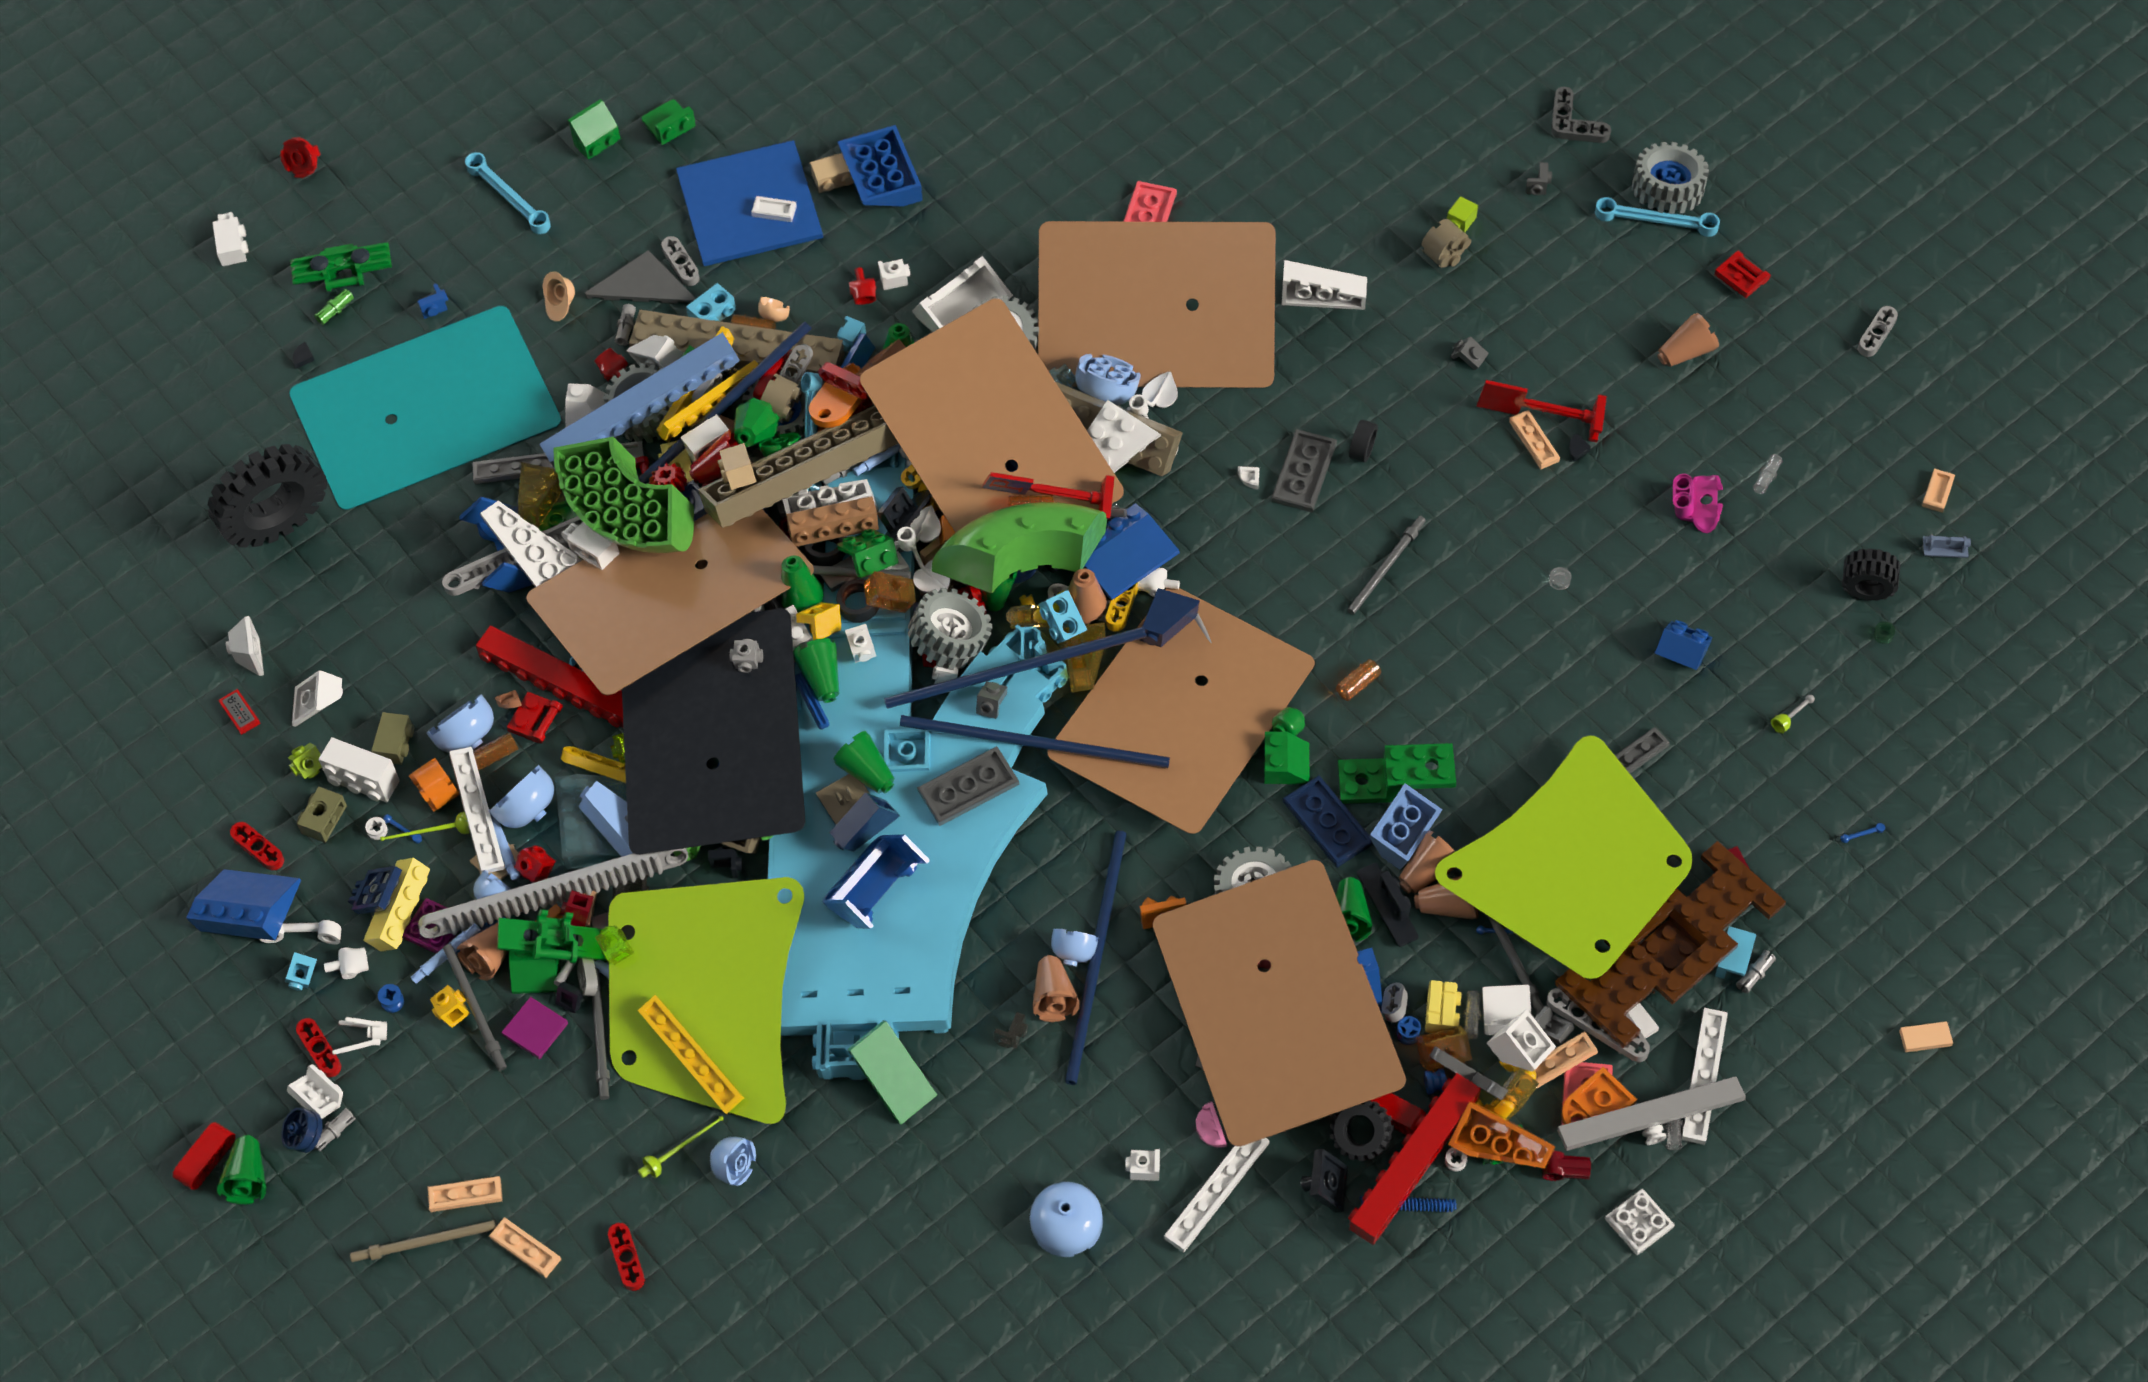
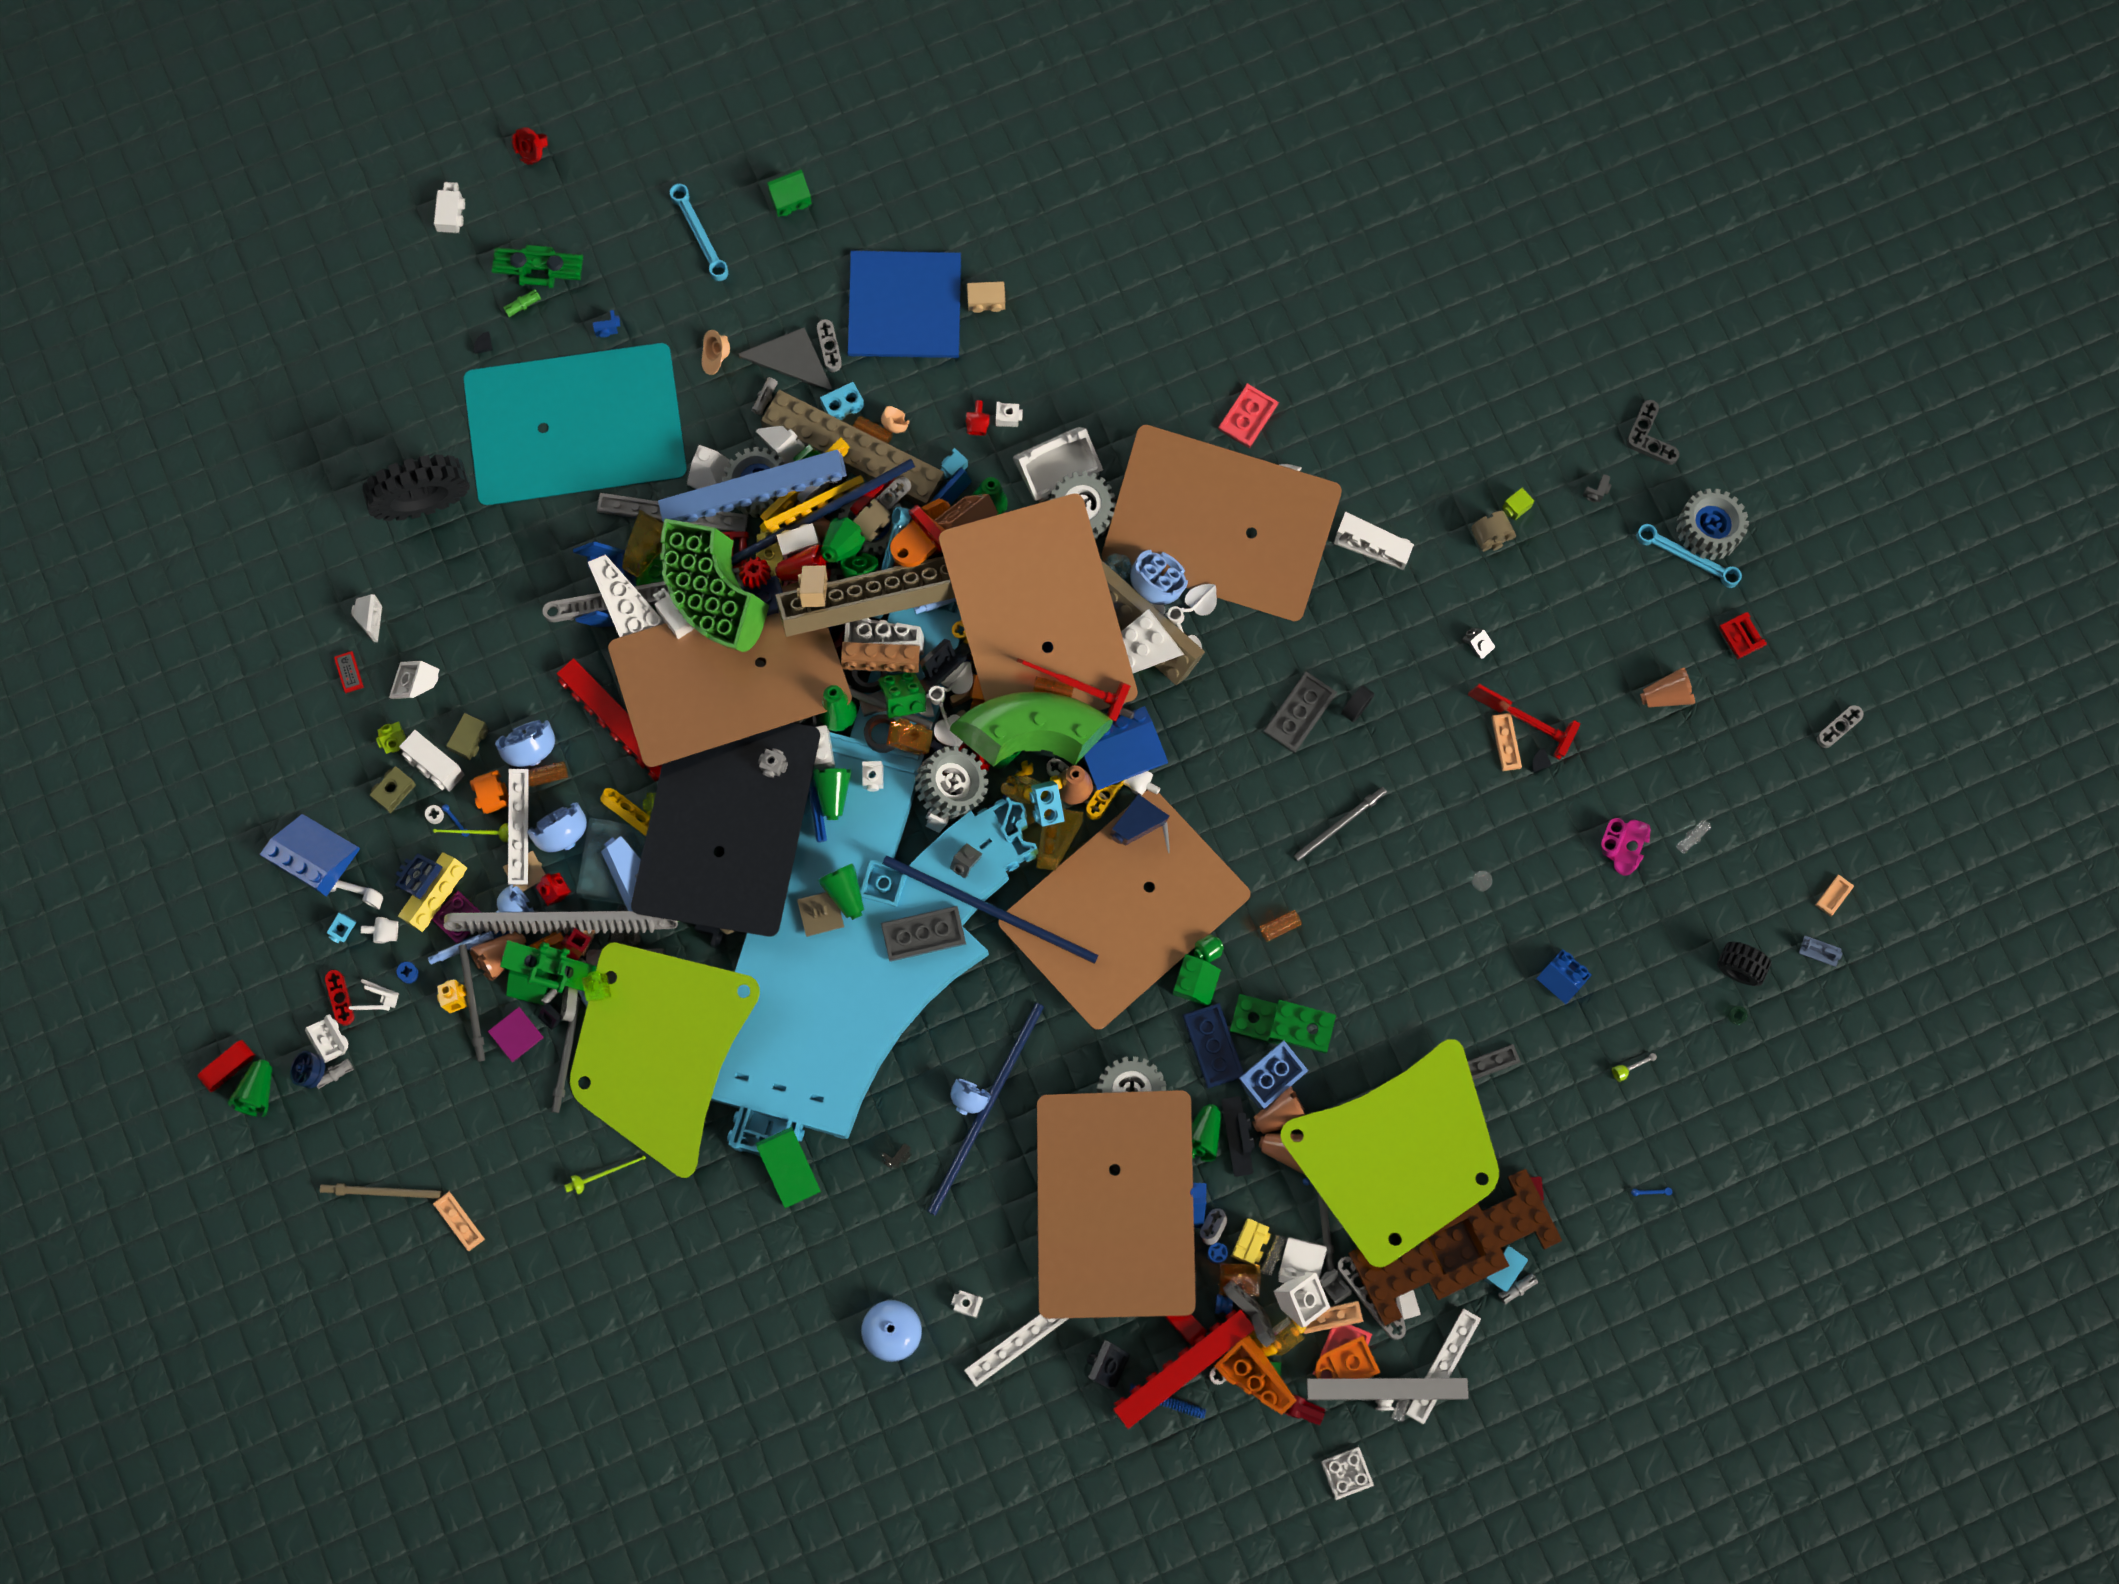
camera: 10 degrees right, 15 degrees up
(259, 855) = (331, 787): red beam -> none
(464, 1194) = (423, 1161): light nougat tile -> none
(506, 853) = (532, 867): light blue piece -> none
(508, 700) = (572, 729): nougat tile -> none
(530, 713) = (584, 748): red plate -> none
(610, 363) = (742, 433): red piece -> none
(626, 1265) = (530, 1239): red beam -> none
(669, 121) = (857, 200): green bracket -> none
(691, 1054) = (632, 1099): yellow plate -> none
(732, 1159) = (640, 1200): light blue cylinder -> none
(773, 209) = (923, 319): white tile -> none
(822, 618) = (845, 744): yellow panel -> none
(863, 822) = (827, 942): dark blue slope -> none
(871, 877) = (817, 994): blue windscreen -> none
(881, 168) = (1026, 308): blue slope -> none
(1015, 667) = (993, 838): dark blue piece -> none
(1053, 991) = (941, 1130): nougat cone -> none
(1151, 909) = (1043, 1085): orange tile -> none
(1209, 1127) = (1030, 1286): bright pink tile -> none
(1249, 476) = (1251, 704): white tile -> none
(1381, 1137) = (1144, 1346): black tyre -> none
(1926, 1036) = (1636, 1387): light nougat tile -> none

